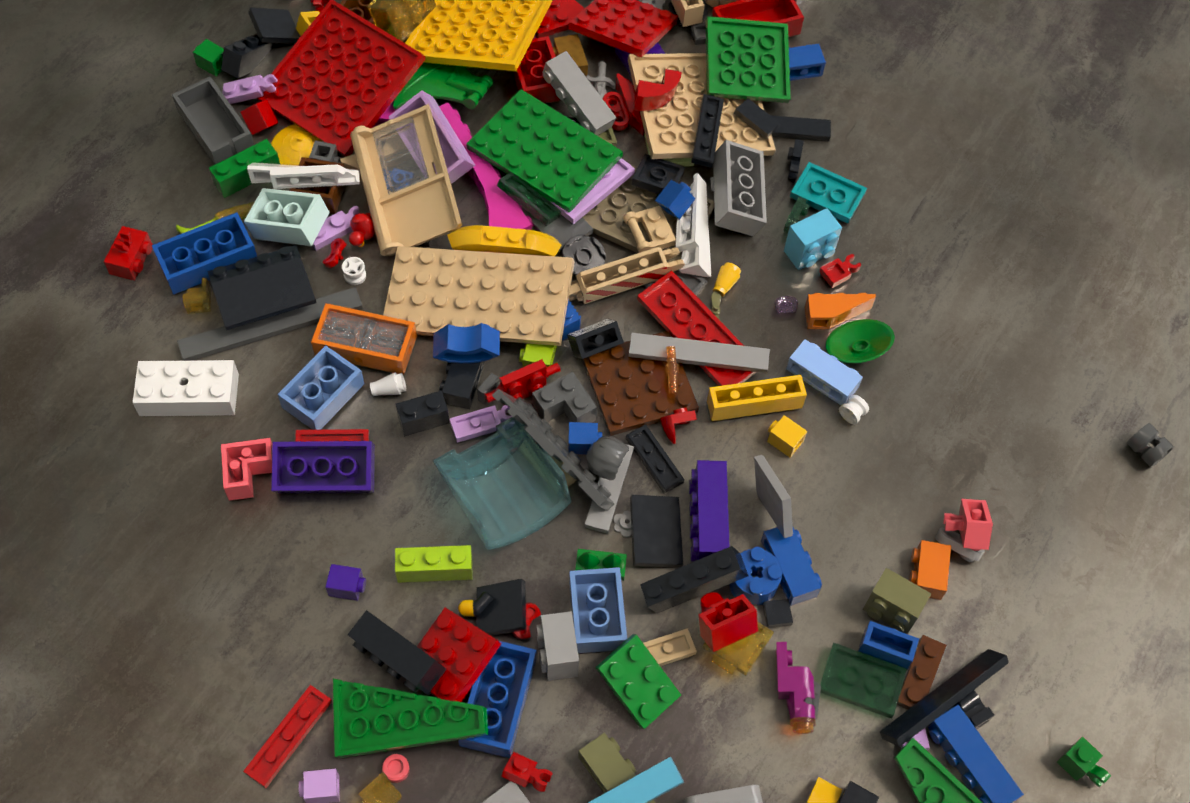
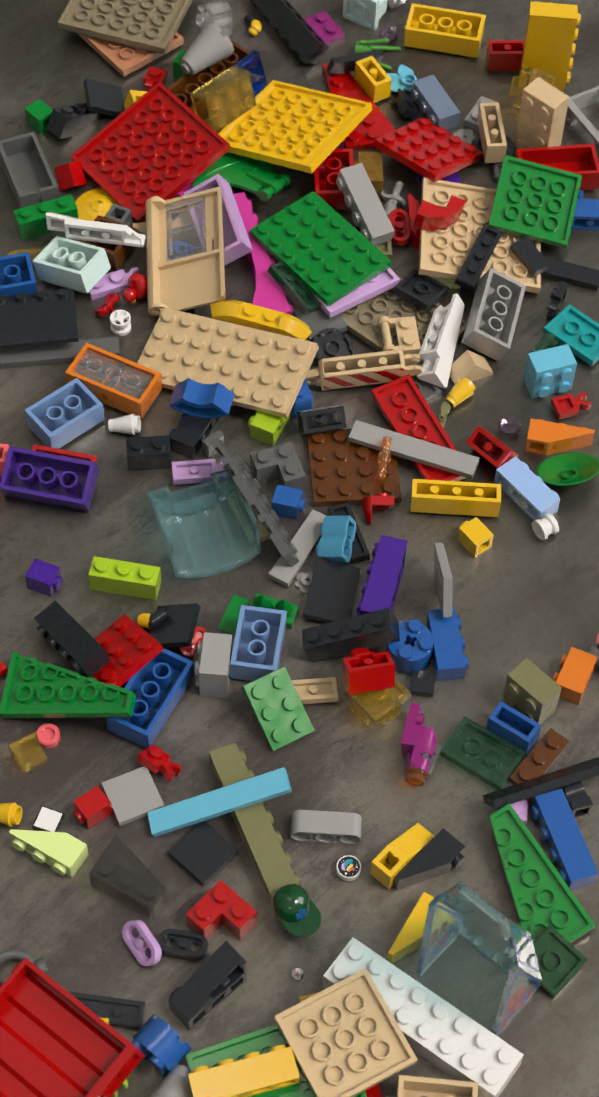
camera: 15 degrees right, 5 degrees down
(248, 88) = (66, 149): lavender plate -> none
(525, 380) = (247, 440): red plate -> none
(559, 577) = (230, 618): none -> green sticker
(606, 457) = (300, 517): dark grey hair -> none
(647, 470) = (336, 538): none -> dark azure brick
(675, 199) = (429, 311): blue brick -> none
(728, 249) = (470, 366): none -> tan slope
(777, 335) = (490, 447): none -> red brick

